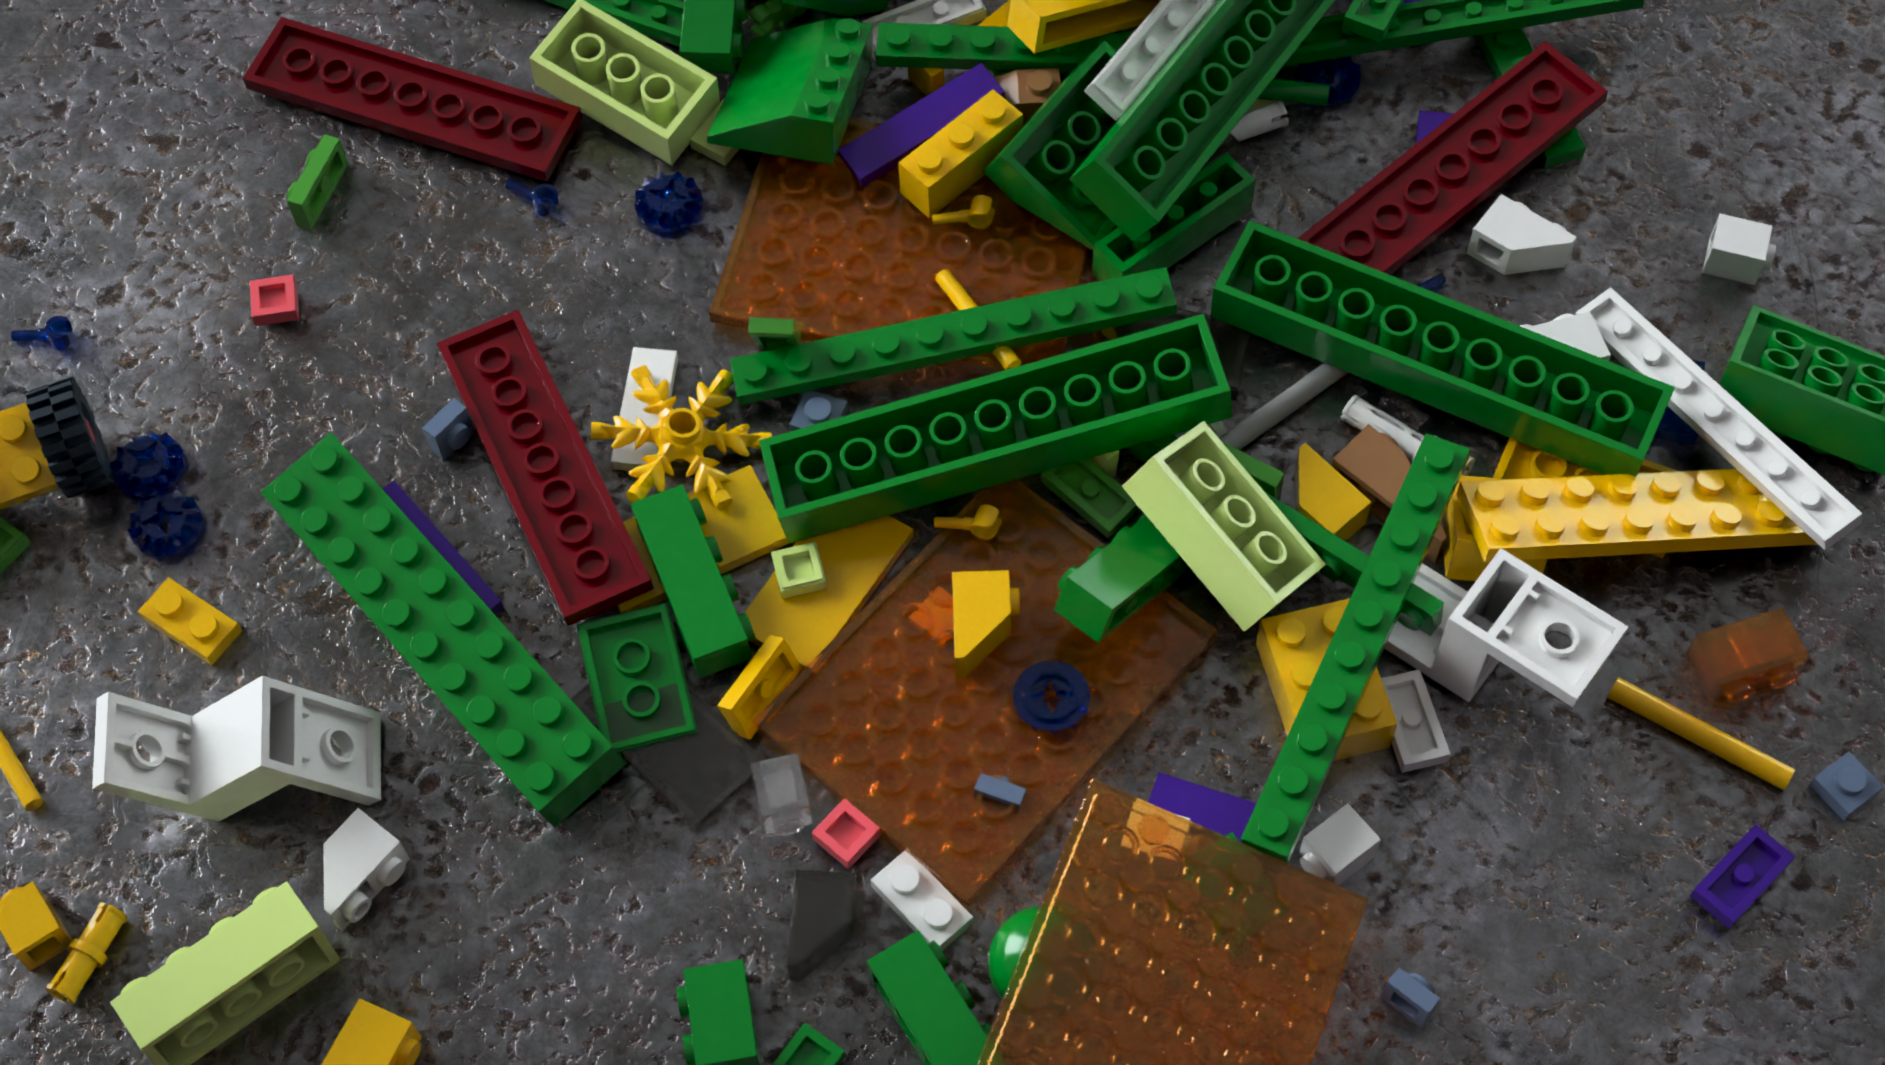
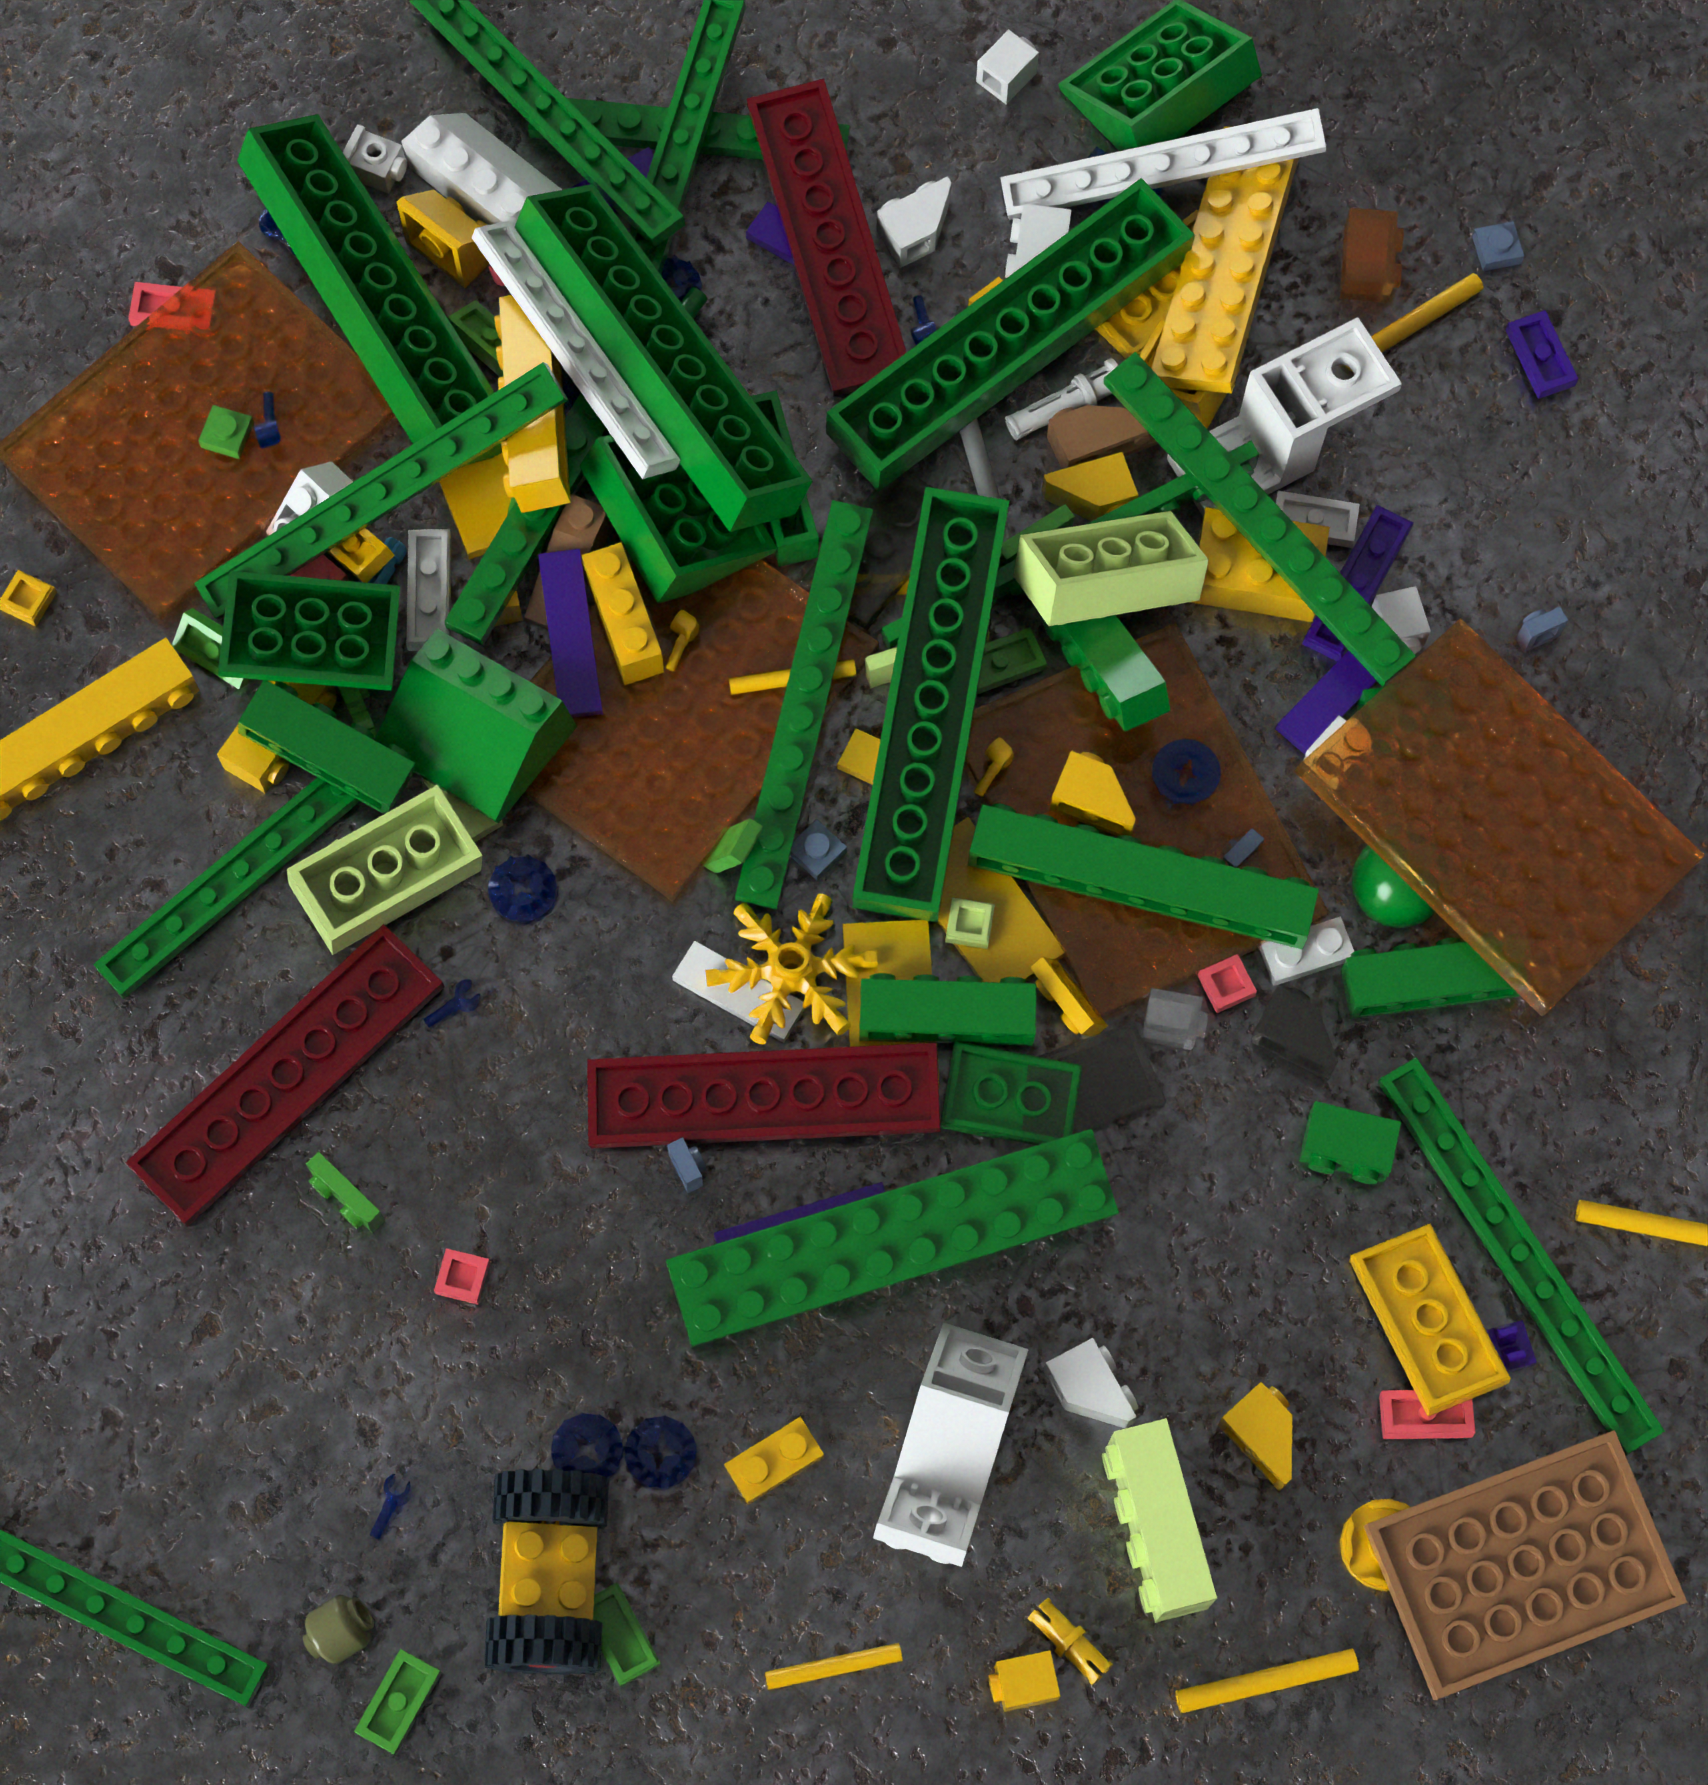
camera: 70 degrees left, 10 degrees up
(915, 704) = (1143, 875): none -> green brick
(1392, 796) = (1365, 571): none -> dark purple tile

